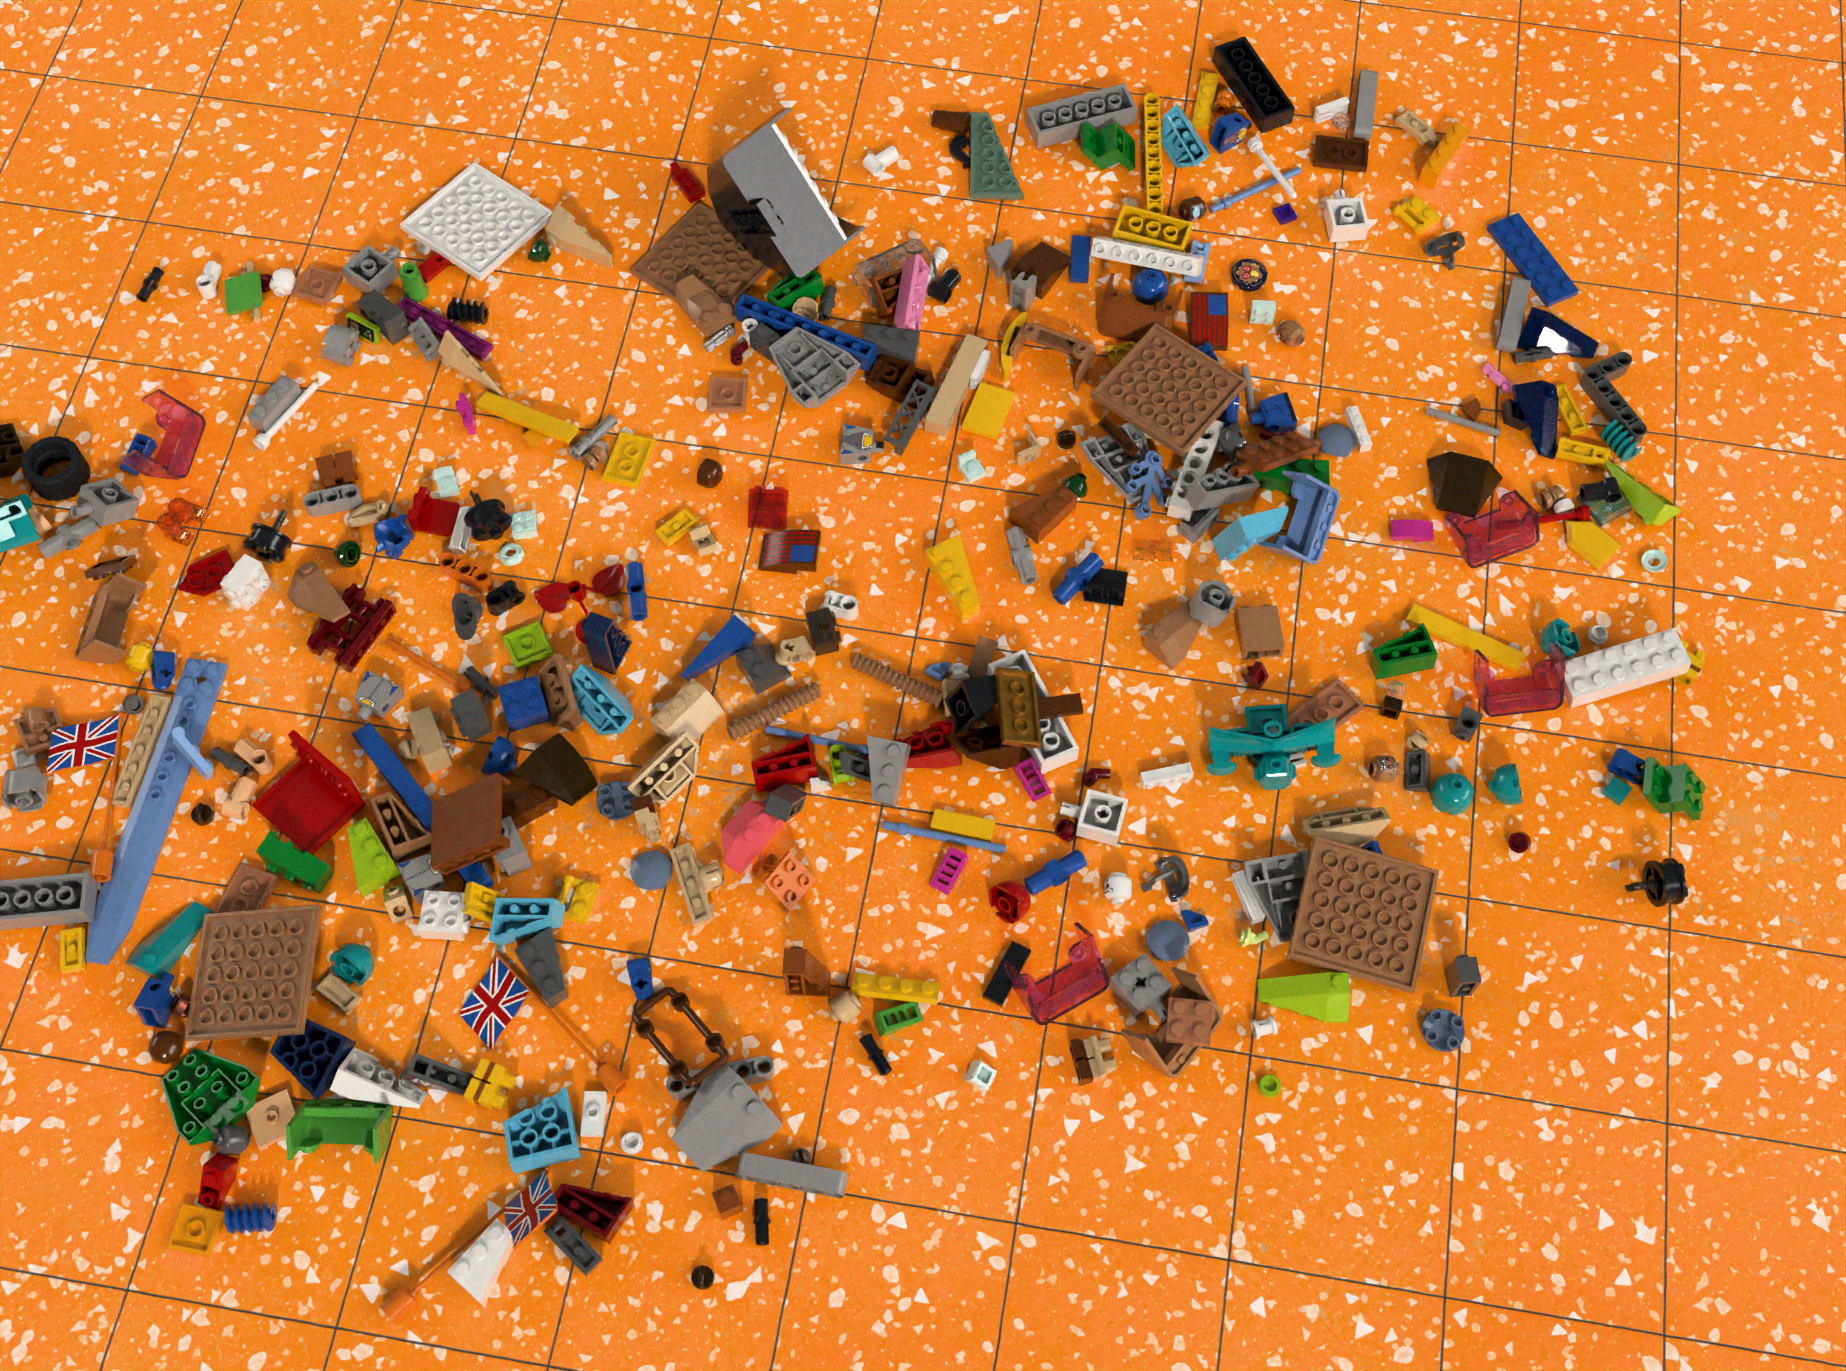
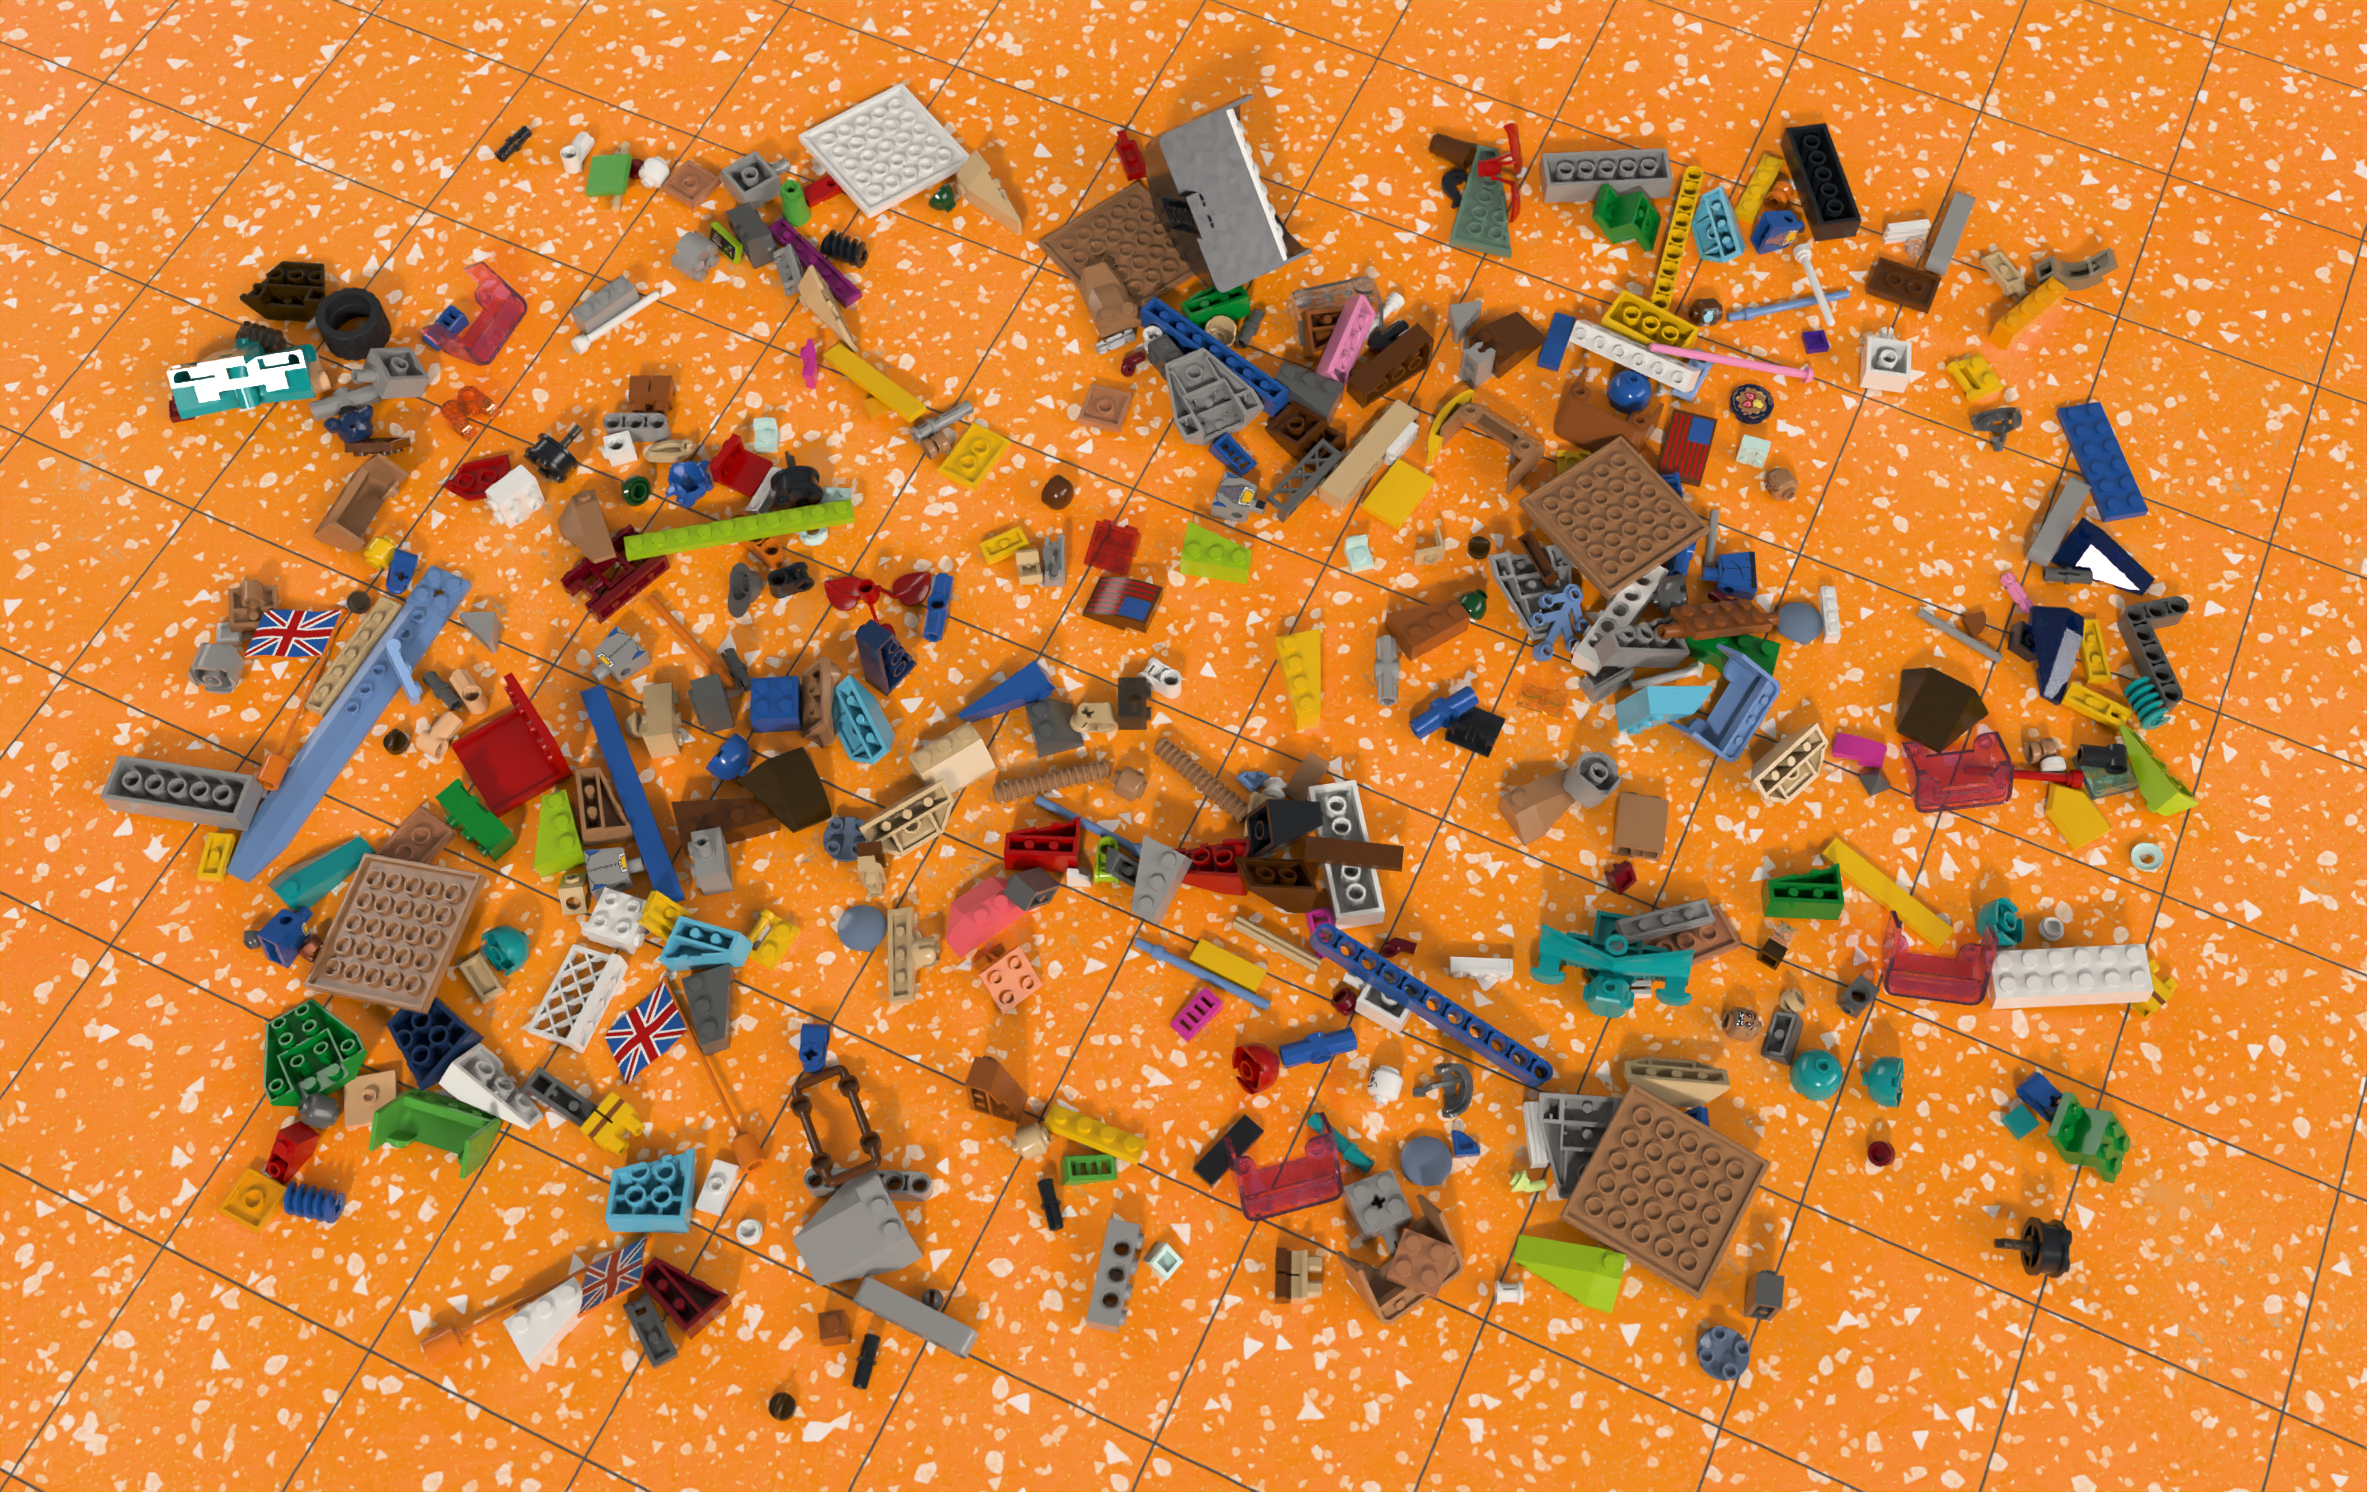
camera: 15 degrees right, 0 degrees up
(74, 553) = (359, 418): none -> dark blue hair
(127, 1011) = (250, 939): none -> dark grey hinge
(165, 1047) = (281, 989): reddish brown hair -> none
(250, 699) = (484, 627): none -> light grey slope
(325, 515) = (619, 448): none -> white brick
(443, 994) = (593, 1009): none -> white fence
(449, 565) = (739, 529): none -> lime plate
(468, 825) = (670, 826): dark orange panel -> none
(527, 645) = (800, 640): lime tile -> none
(722, 531) = (1054, 562): none -> light grey hinge
(834, 411) = (1220, 454): none -> blue slope
(839, 697) = (1129, 783): none -> medium nougat head
(854, 496) = (1214, 556): none -> lime wedge
(877, 163) = (1353, 180): white piece -> none
(942, 1132) = (1117, 1234): none -> light grey brick
(954, 308) = (1392, 366): none -> reddish brown wedge
(989, 127) = (1493, 166): none -> red plant
(997, 797) = (1277, 943): none -> tan axle
(1018, 708) = (1325, 846): pearl gold tile -> none
(1104, 948) = (1348, 1149): none -> teal pin
(1128, 816) = (1443, 1005): none -> blue beam
(1243, 509) = (1665, 677): none -> white bar
(1269, 1086) = (1496, 1363): lime tile -> none
(1286, 242) = (1806, 374): none -> bright pink bar
(1302, 701) = (1665, 921): none -> light grey tile
(1363, 554) = (1790, 765): none -> tan wedge
(1430, 552) = (1874, 782): none -> dark grey slope
(1475, 115) = (2079, 274): none -> dark tan arch

